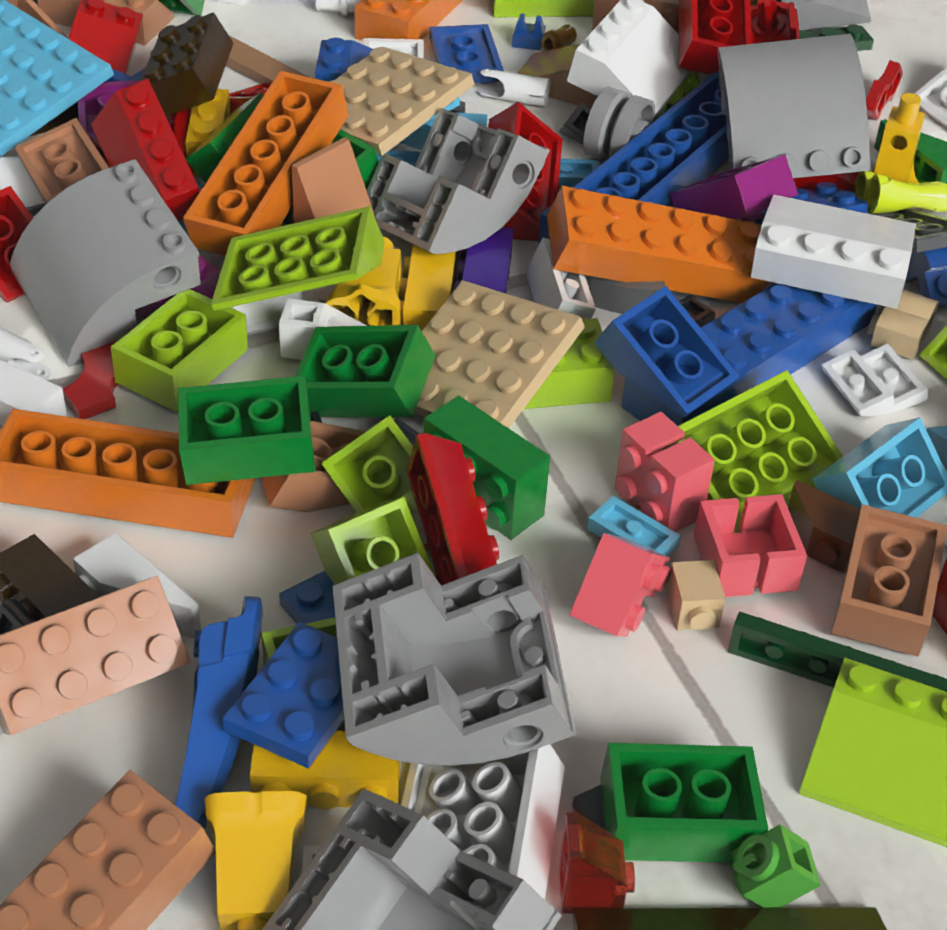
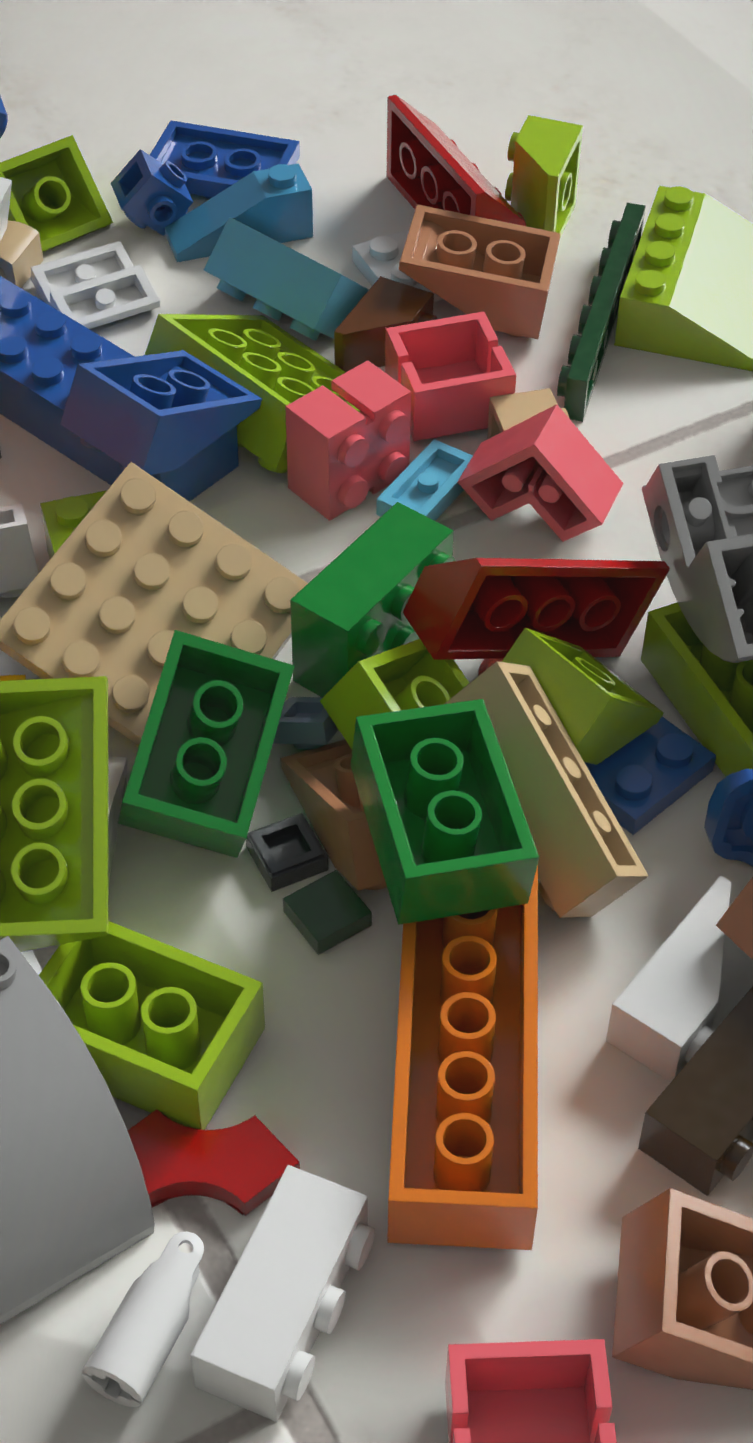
camera: 95 degrees left, 5 degrees up
(286, 518) = (578, 839): none -> tan brick

